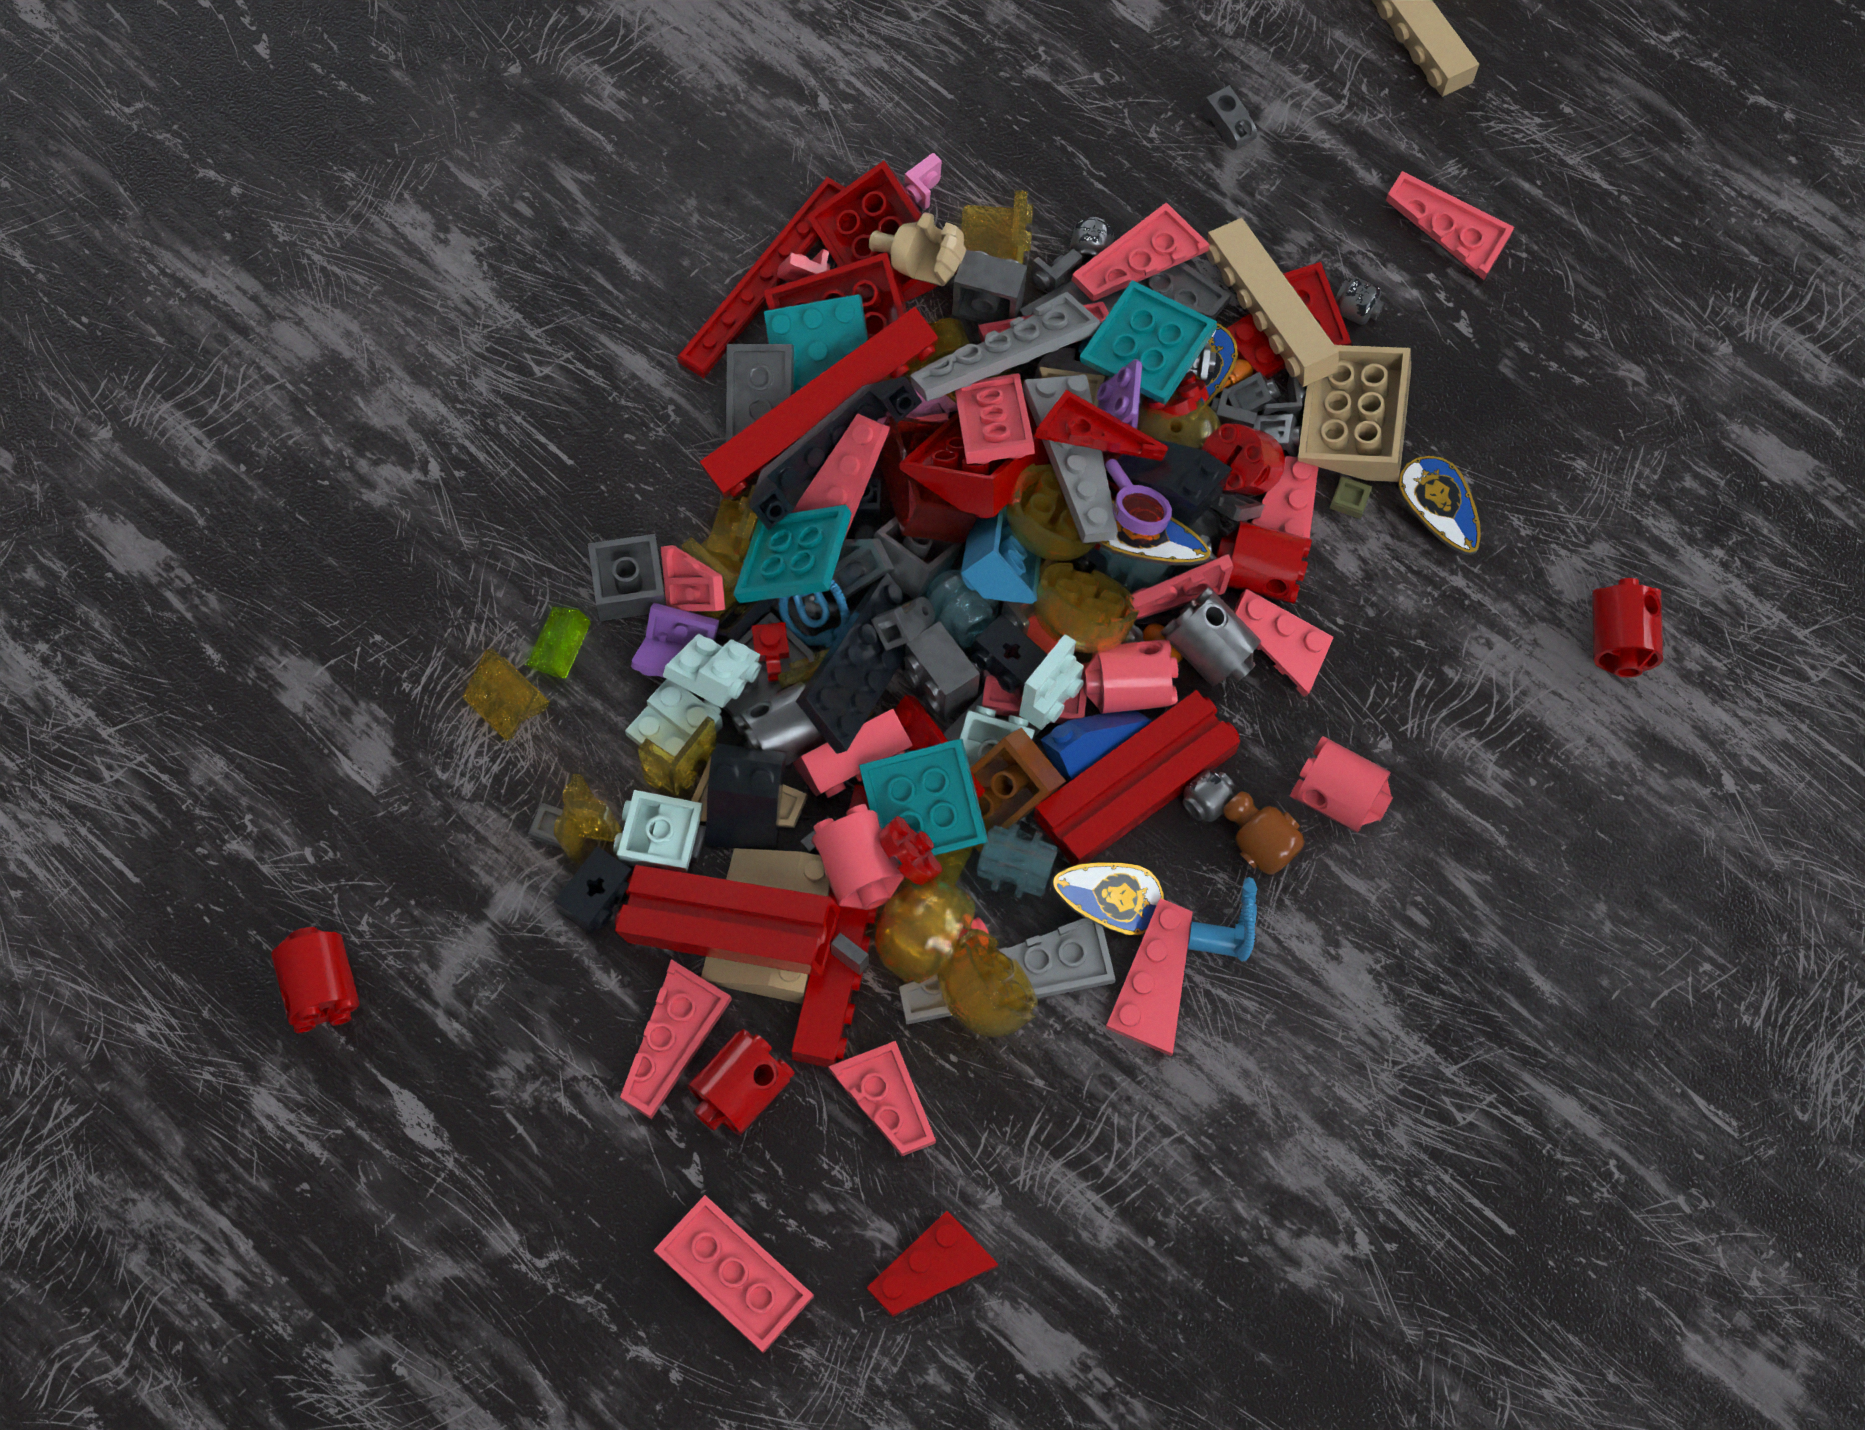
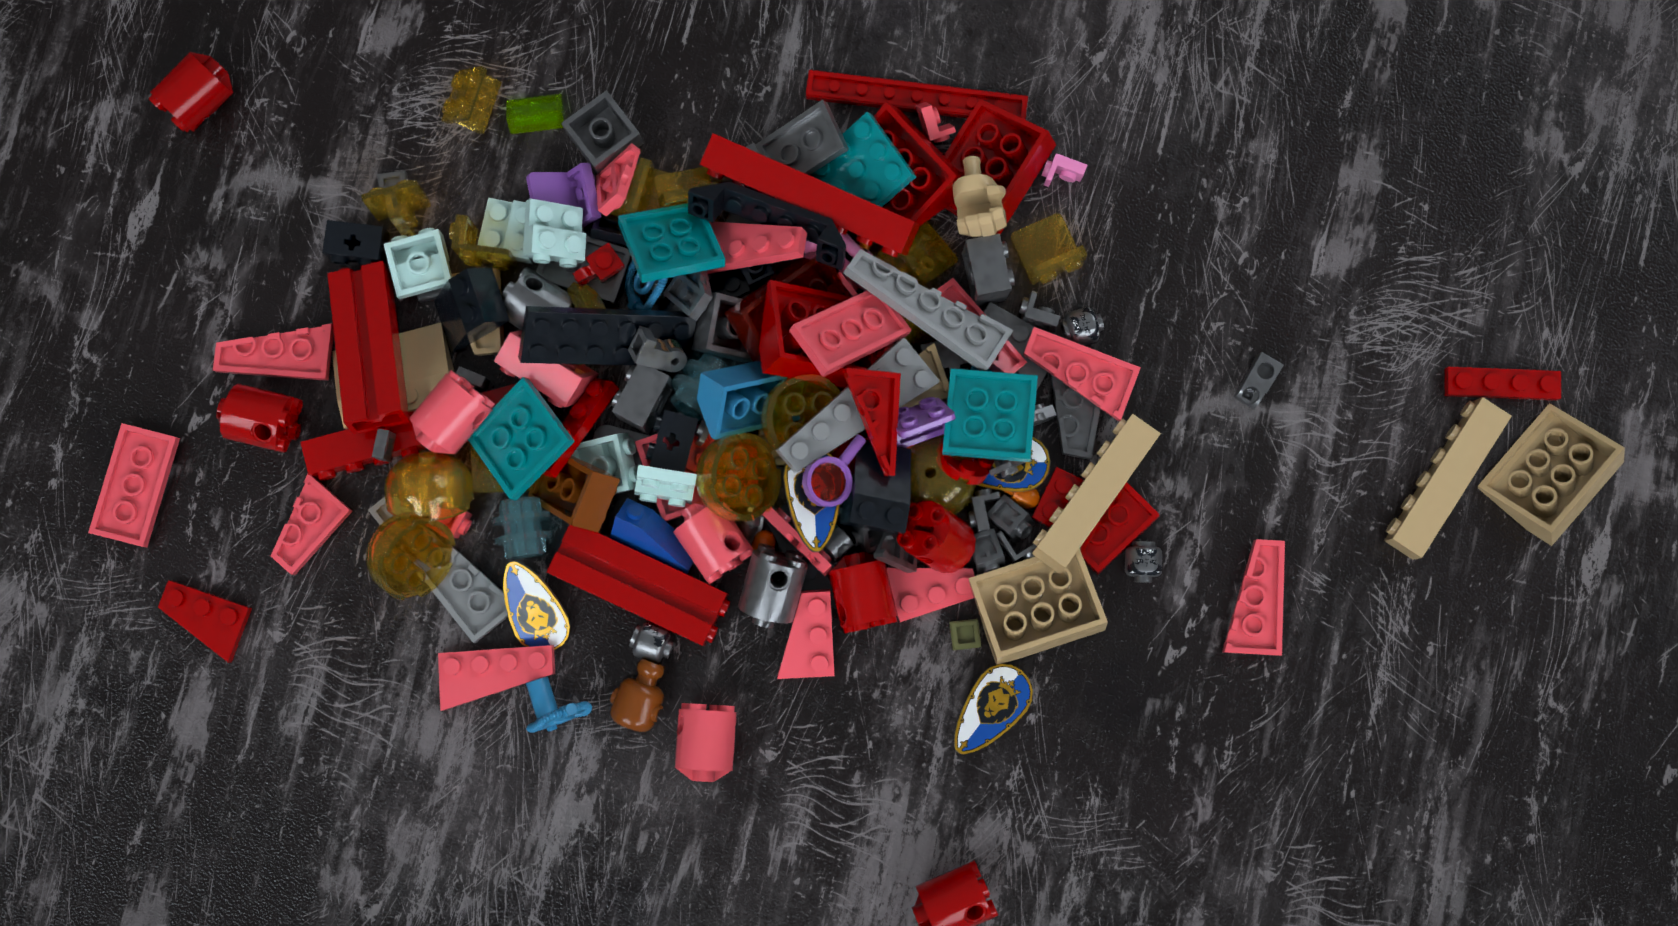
camera: 65 degrees right, 15 degrees up
(911, 850) = (479, 455): red plate -> none

